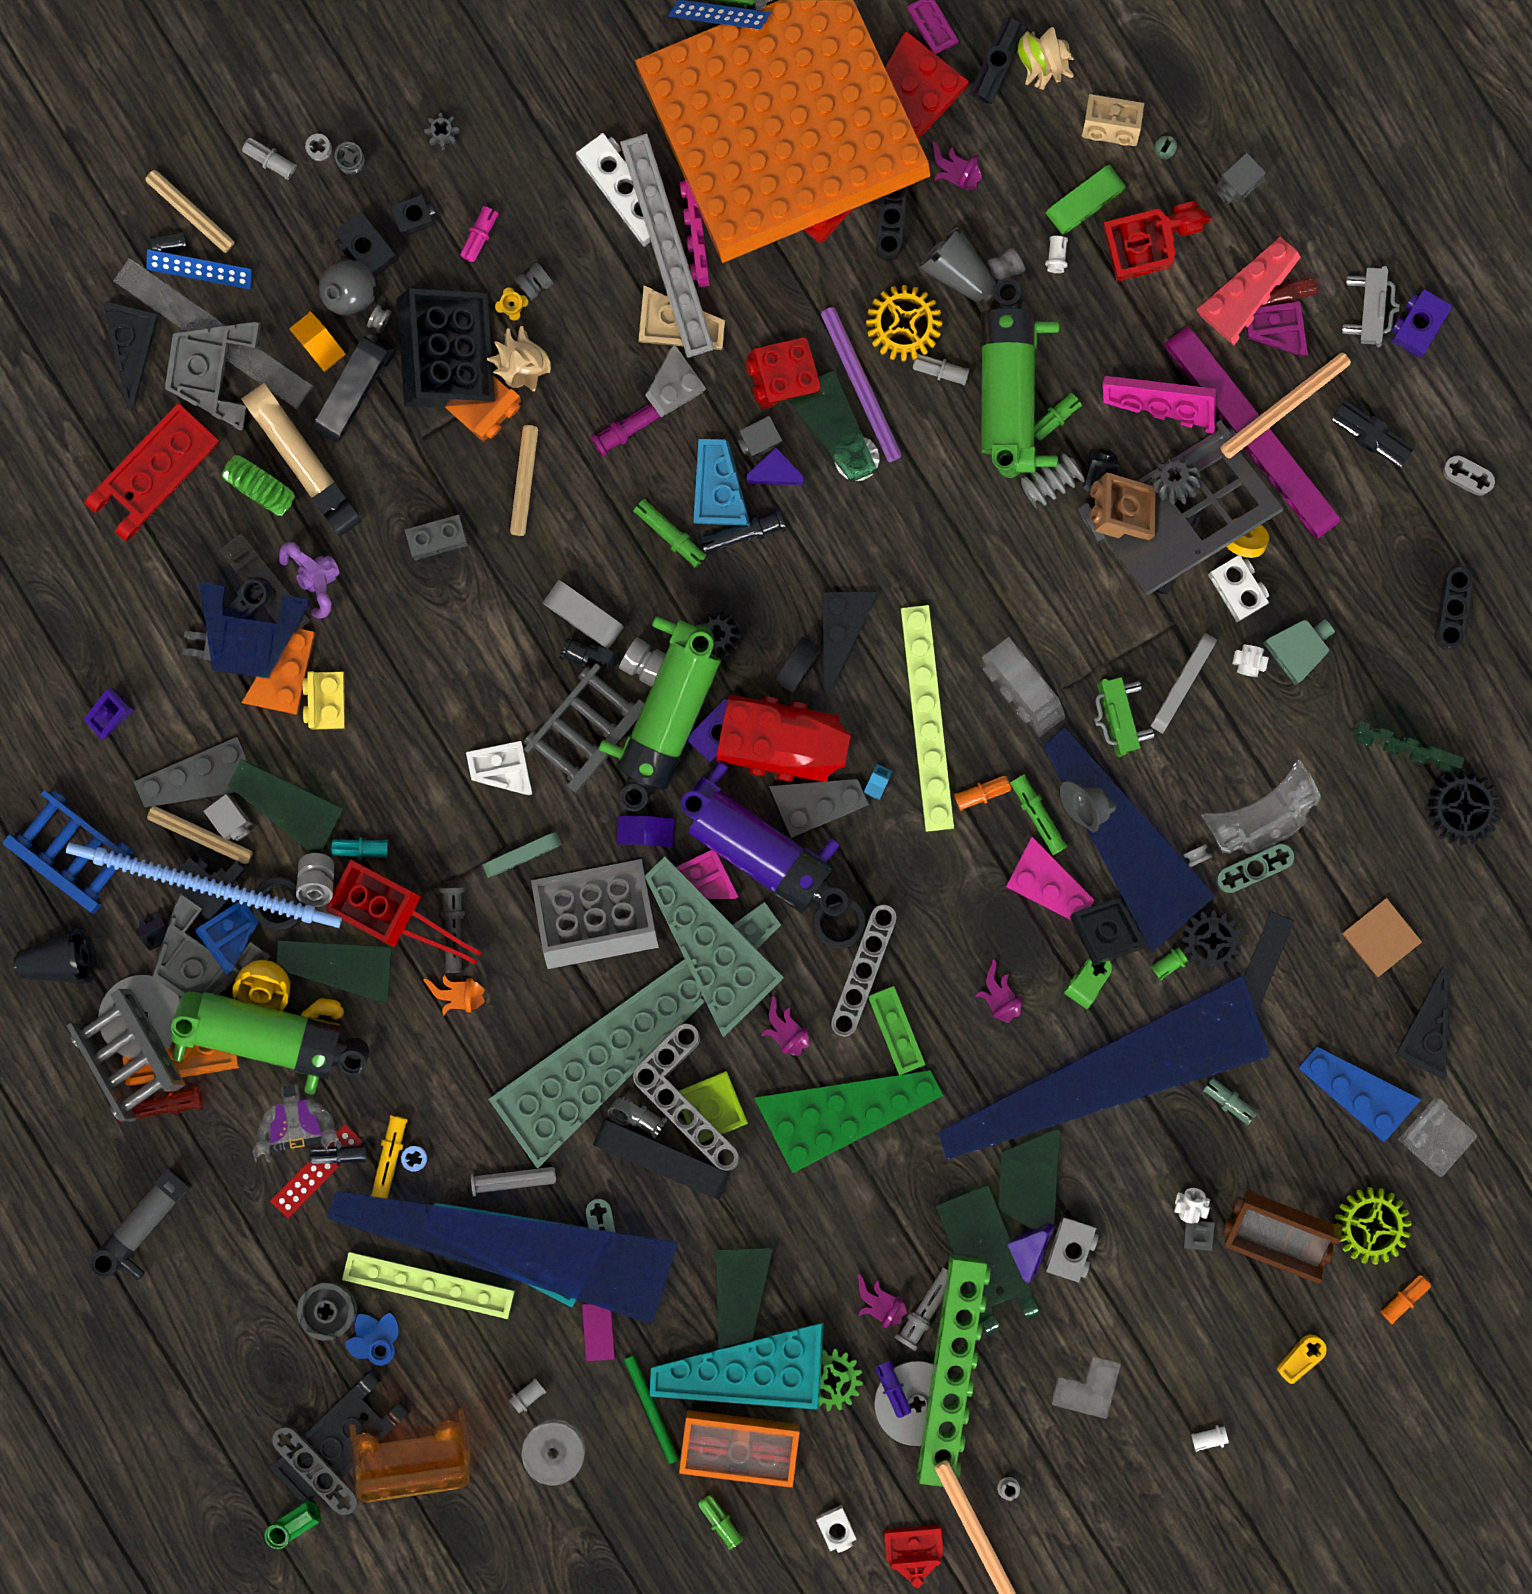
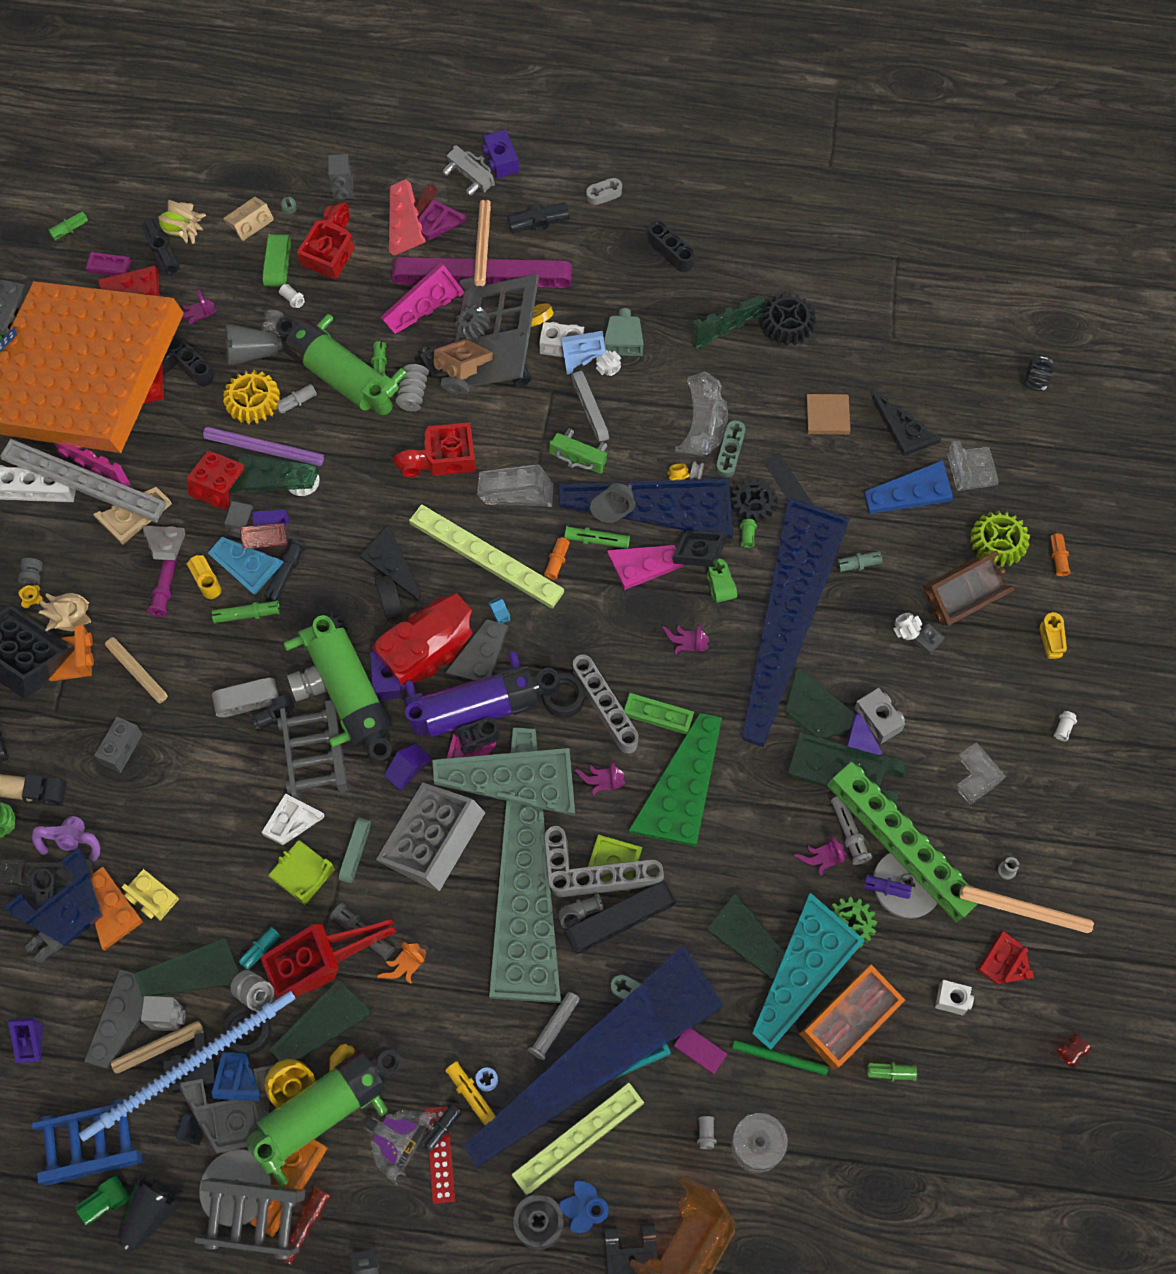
camera: 50 degrees left, 20 degrees down
(41, 911) = (108, 1197): none -> green piece
(461, 821) = (301, 872): none -> lime piece
(672, 456) = (204, 576): none -> yellow piece
(723, 876) = (475, 734): none -> black piece
(757, 483) = (263, 536): none -> clear red tile
(1005, 581) = (446, 452): none -> red brick
(1181, 838) = (678, 472): none -> yellow plate
(1239, 624) = (582, 349): none -> light blue wing

